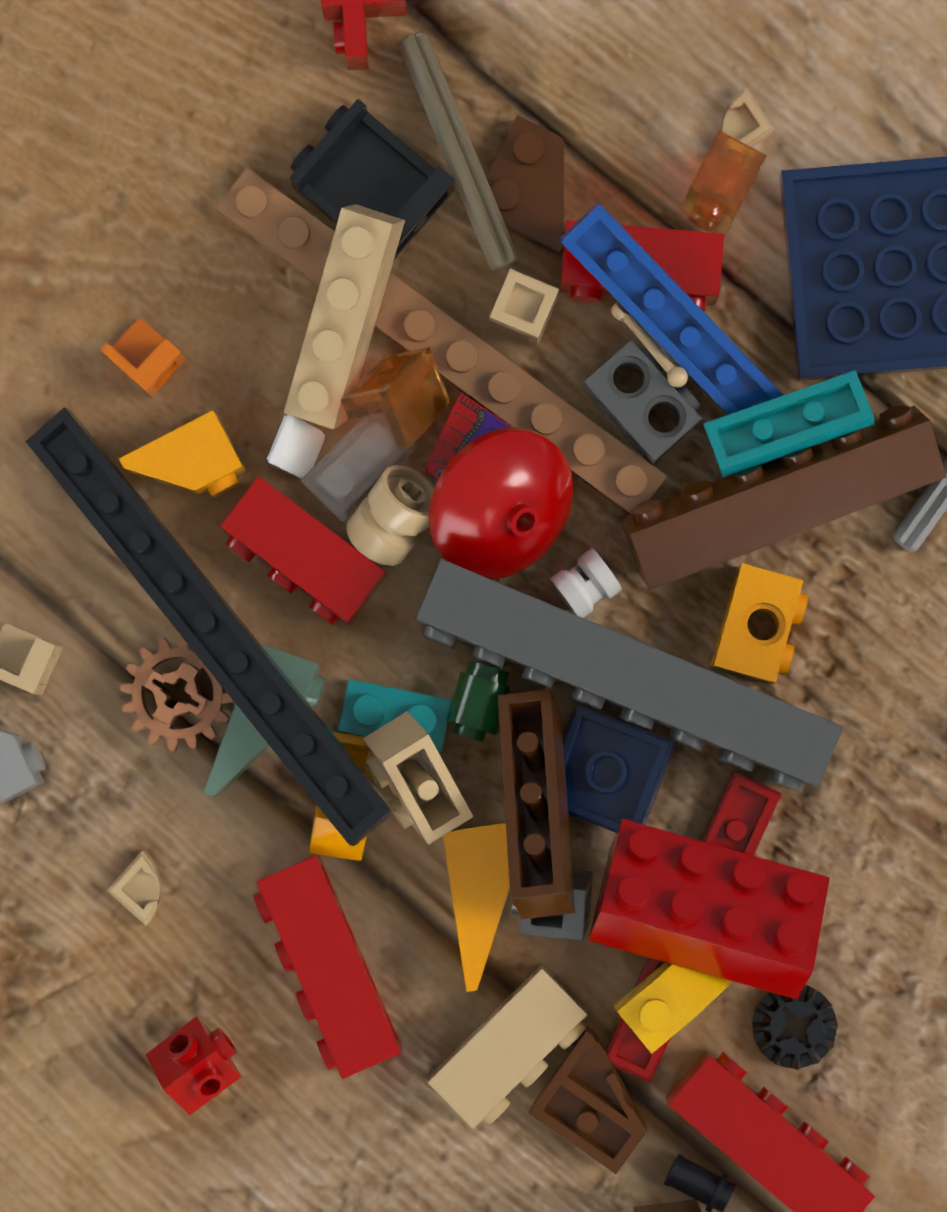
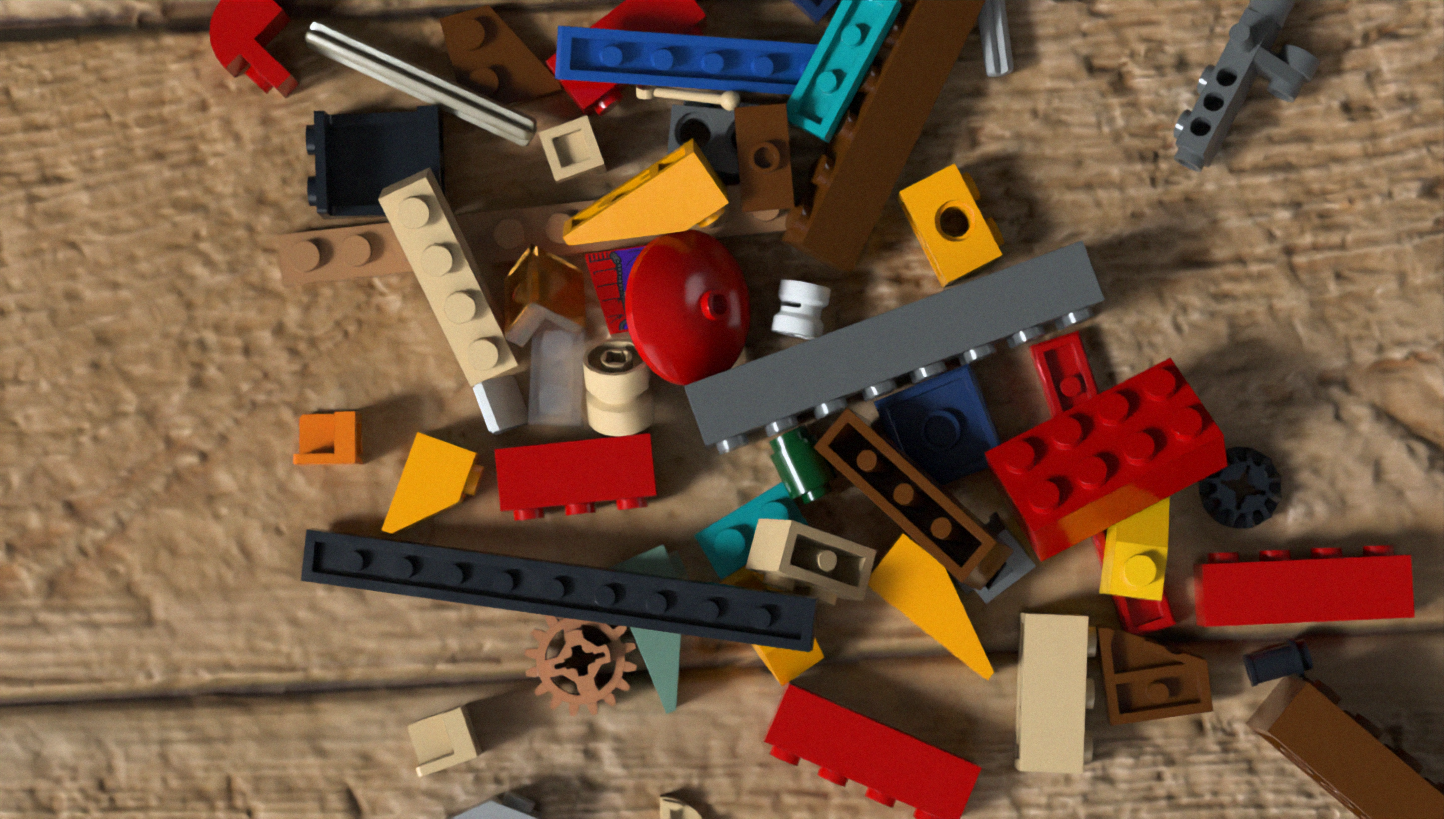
camera: 50 degrees left, 0 degrees up
(553, 402) = (659, 200): none -> light orange slope
(662, 443) = (764, 157): none -> reddish brown plate

